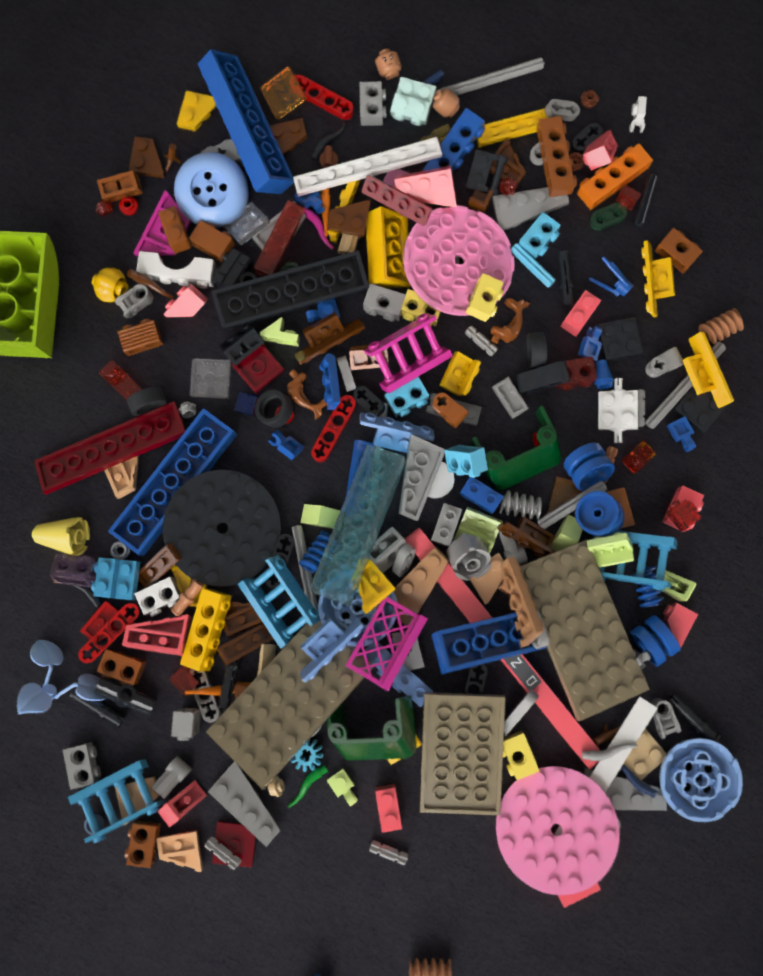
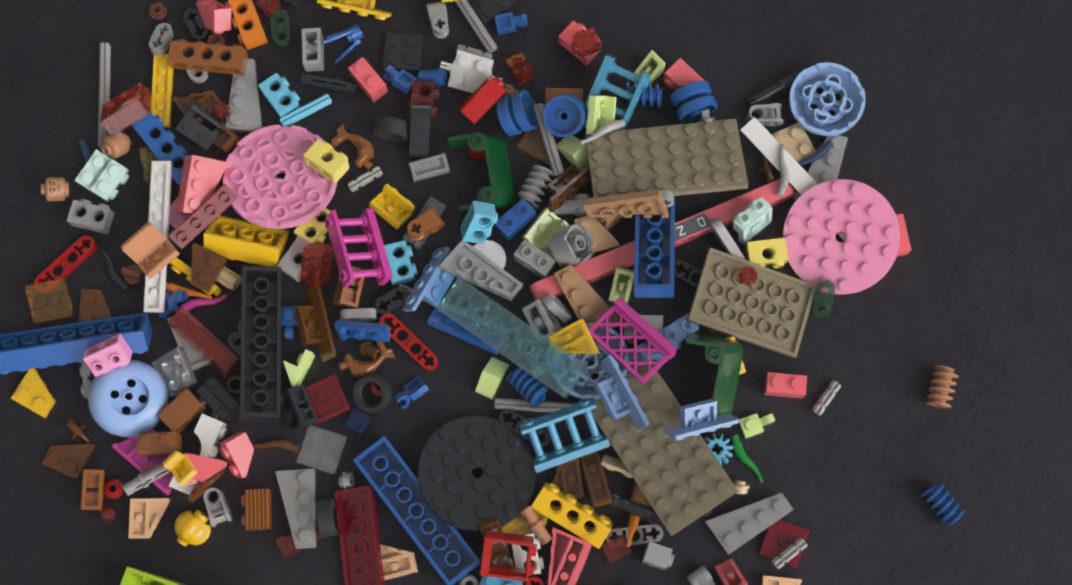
camera: 80 degrees left, 5 degrees down
(110, 240) = (145, 516): none -> light nougat wing
(133, 583) = (506, 572): none -> red window
(139, 227) = (145, 479): none -> light grey pin
(151, 253) = (180, 467): none -> yellow bracket
(160, 271) = (205, 467): none -> coral slope
(161, 371) = (299, 499): none -> light grey wing
(207, 339) = (281, 443): none -> reddish brown animal
(239, 156) = (108, 355): none -> bright pink brick
(316, 392) = (368, 349): none -> reddish brown pin
(322, 733) = (700, 418): none -> medium blue bracket
(349, 161) = (150, 250): none -> nougat bracket
(381, 319) = (316, 264): none -> clear red brick
(443, 617) = (621, 284): none -> yellowish green slope
(481, 98) = (126, 109): none -> clear red window
(486, 825) = (823, 299): none -> clear green plate
(487, 748) = (752, 275): none -> clear red plate
(547, 733) = (752, 220): none -> light aqua plate
(591, 252) = (312, 49): none -> light grey brick
(593, 428) = (483, 98): none -> red window
(601, 563) = (608, 127): none -> light grey animal

